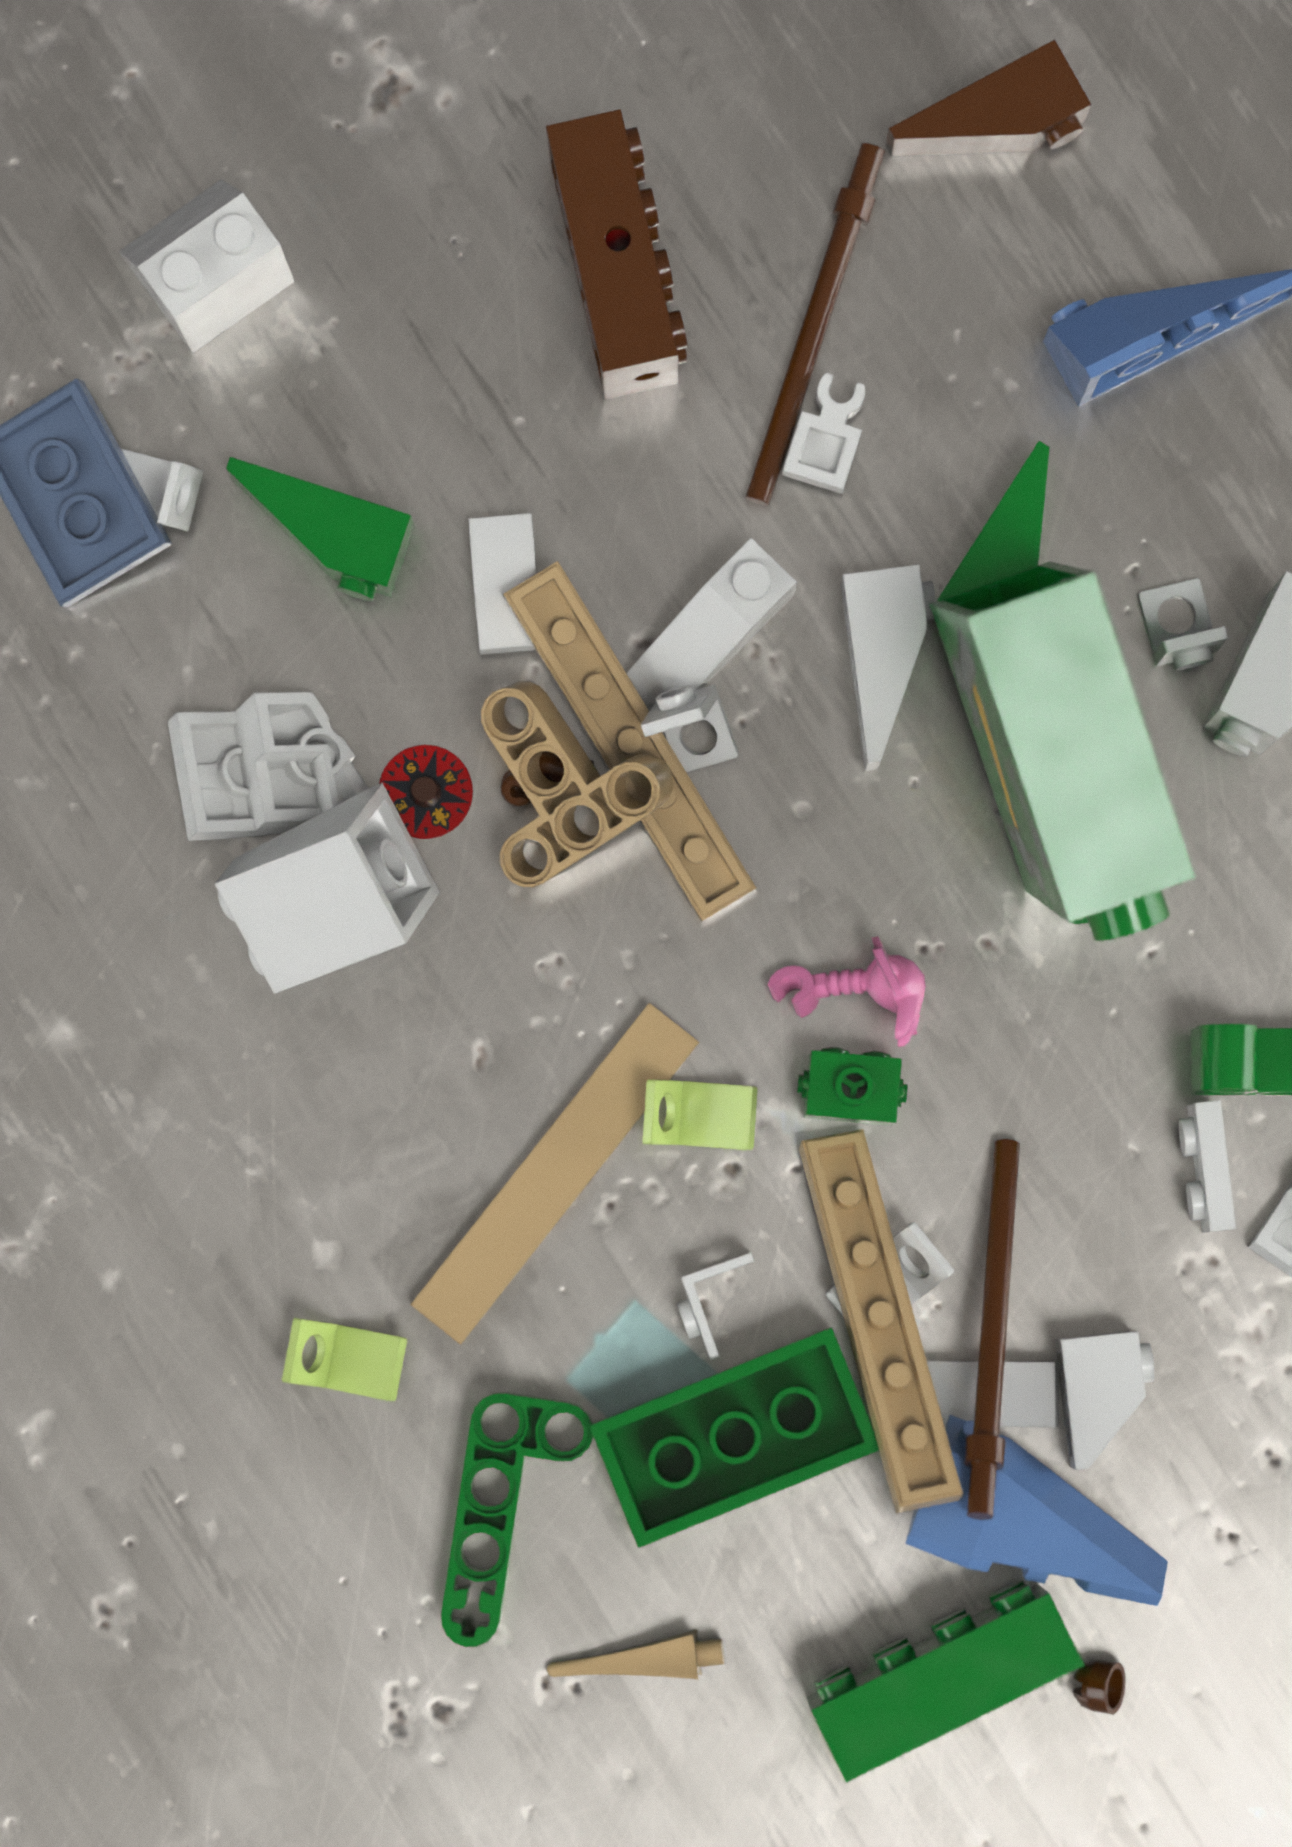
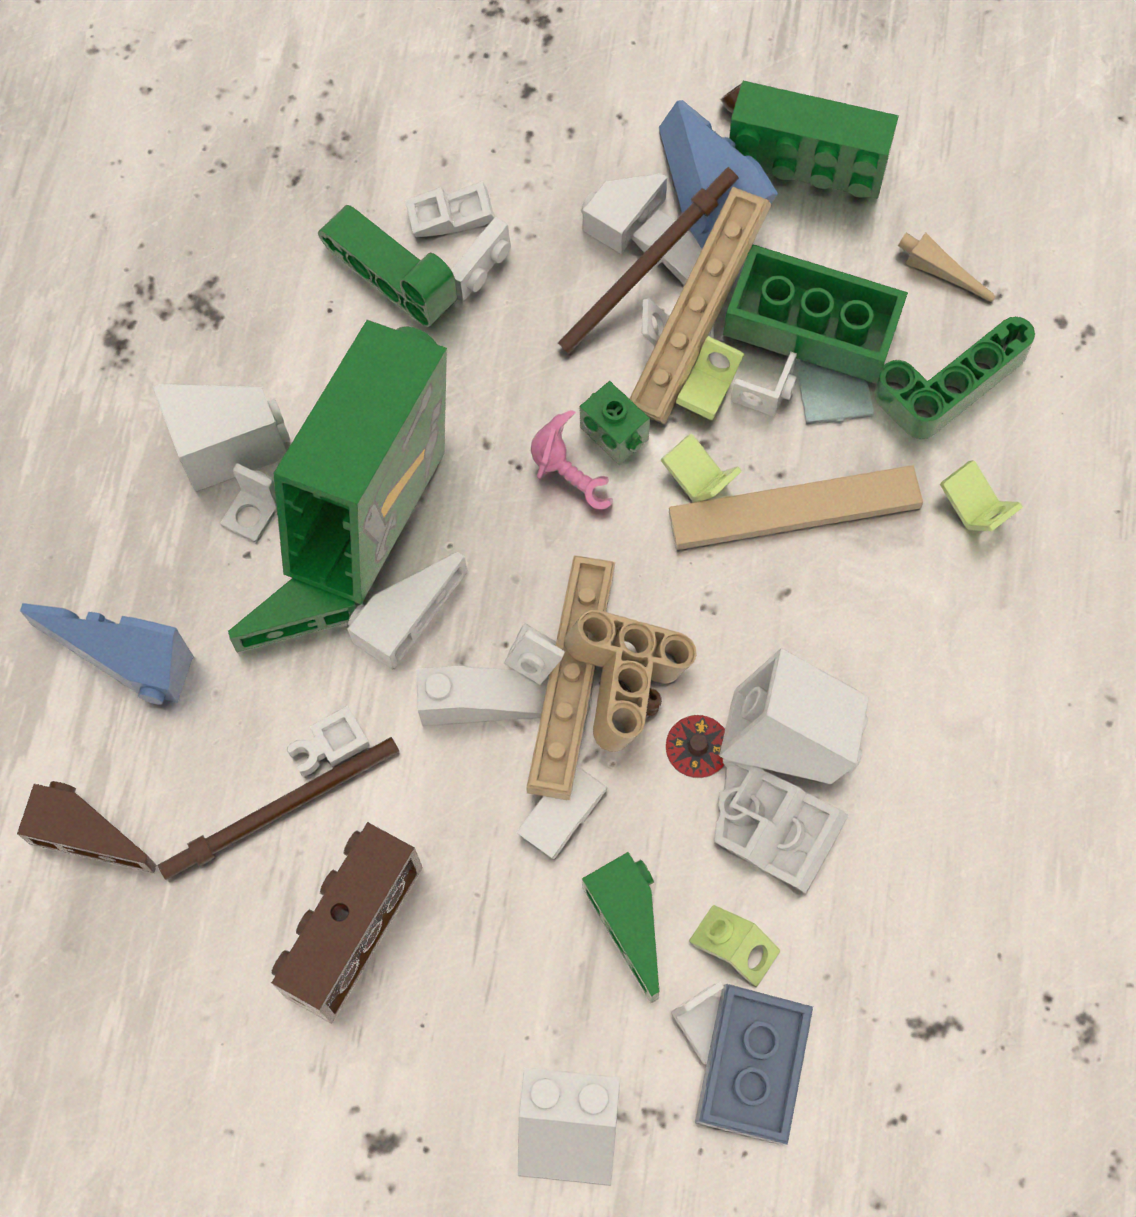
camera: 140 degrees left, 15 degrees down
(199, 599) = (733, 940): none -> yellowish green bracket
(788, 1238) = (707, 383): none -> yellowish green bracket

